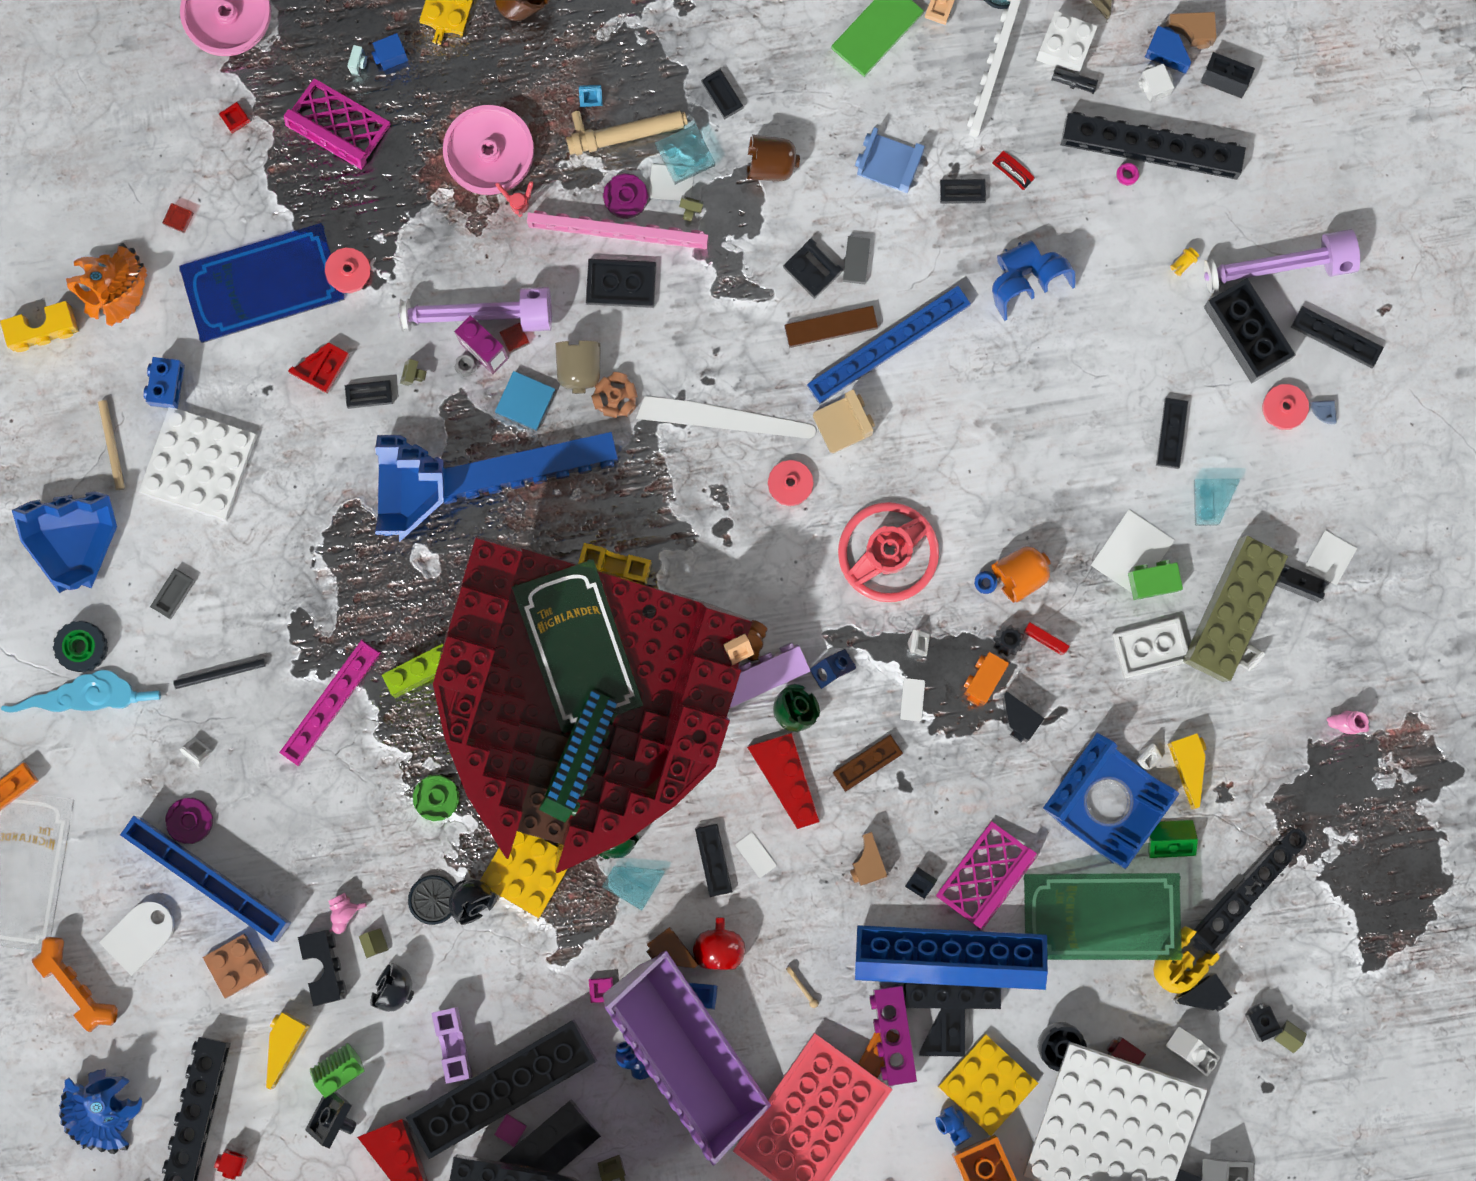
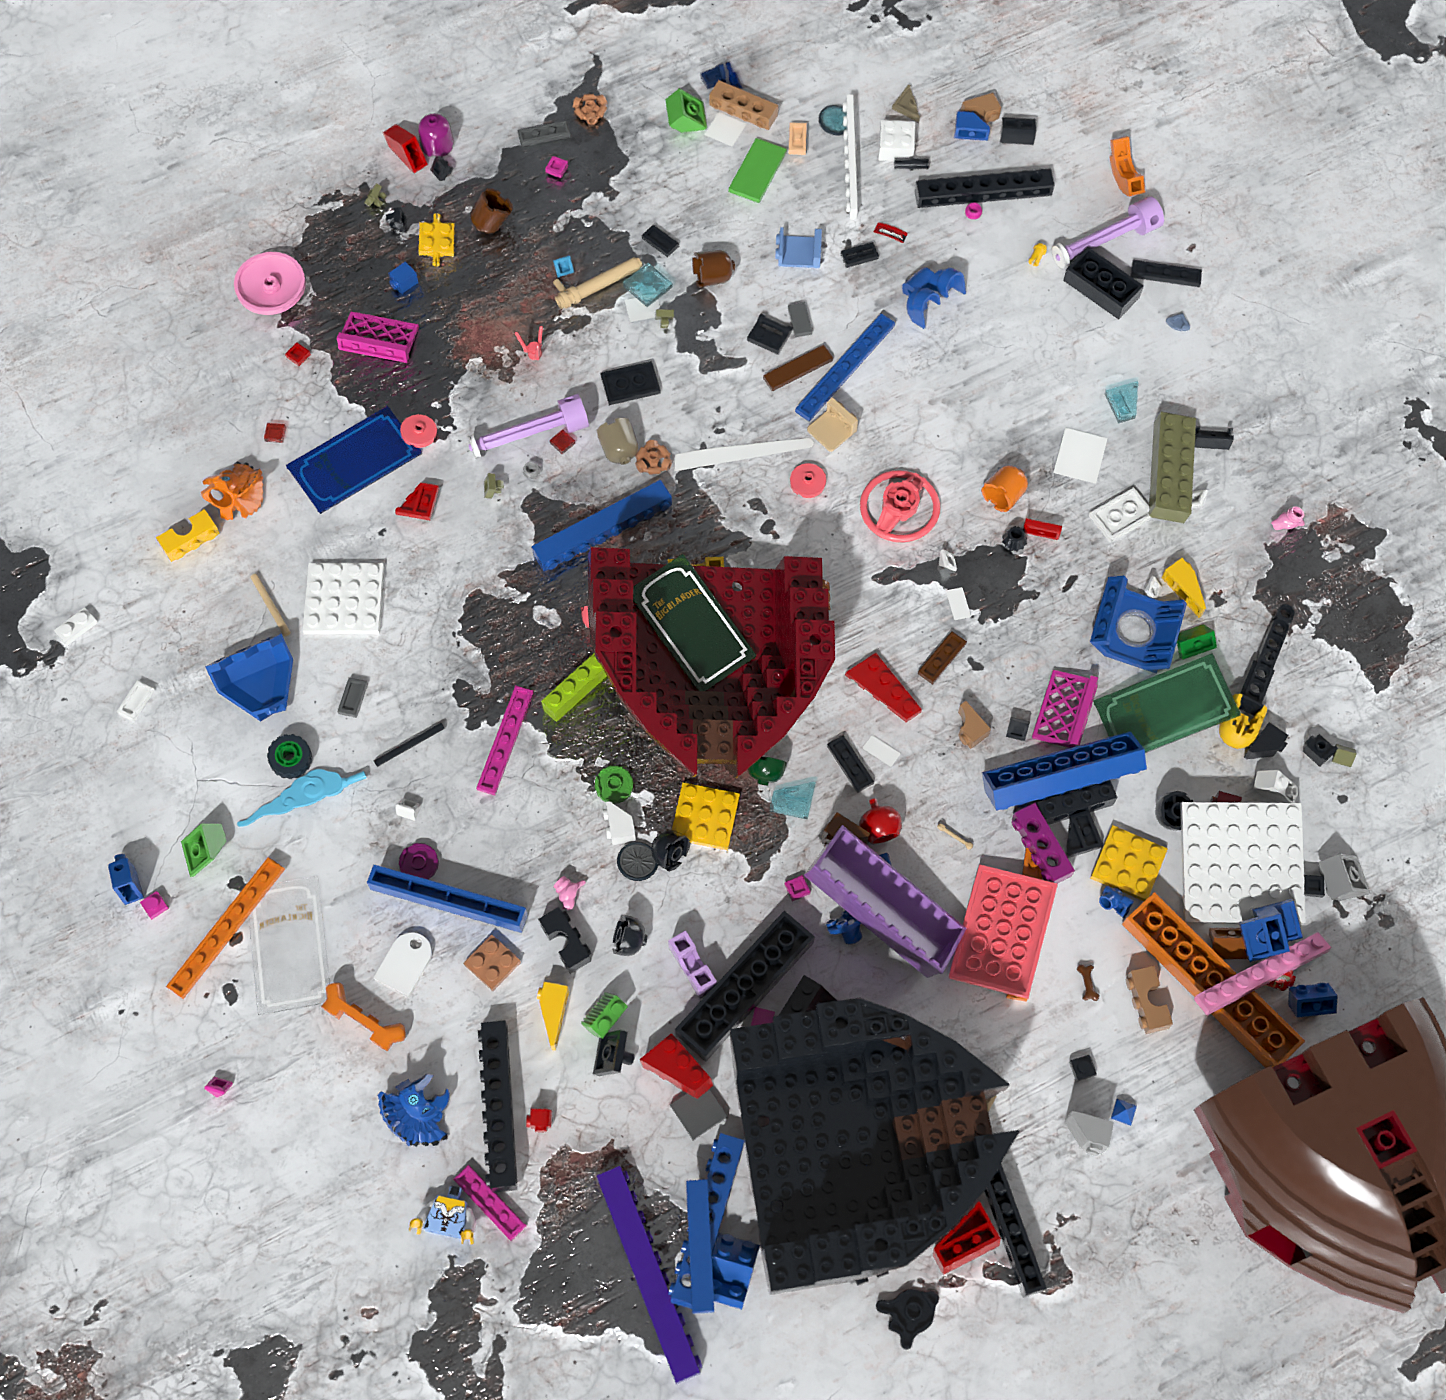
camera: 20 degrees left, 15 degrees down
(164, 382) = (300, 545): blue brick -> none
(357, 60) = (380, 290): light aqua plate -> none
(367, 403) = (464, 514): black tile -> none
(373, 943) = (600, 909): olive slope -> none
(408, 485) = (515, 560): blue panel -> none
(426, 852) = (620, 823): none -> white slope
(481, 344) = (540, 447): magenta brick -> none
(488, 148) = (495, 318): bright pink dish -> none
(525, 401) = (585, 482): dark azure tile -> none
(578, 756) = (724, 692): brick -> none
(610, 229) = (615, 347): bright pink plate -> none
(625, 196) = (612, 325): magenta tile -> none
(738, 649) = (820, 576): light nougat plate -> none
(769, 672) = (849, 607): lavender brick -> none
(796, 708) = (871, 632): dark green cylinder -> none
(834, 666) = (892, 594): dark blue bracket -> none
(979, 579) = (981, 499): blue plate -> none
(986, 678) = (1008, 569): orange brick -> none
(1020, 718) = (1044, 589): black slope -> none
(1156, 82) = (970, 148): white brick -> none
(1156, 580) = (1105, 466): bright green brick -> none
(1172, 433) = (1075, 368): black tile -> none
(1280, 417) = (1148, 334): coral plate -> none
(1330, 557) = (1225, 416): white sticker -> none
(1340, 175) = (1126, 176): none -> orange arch

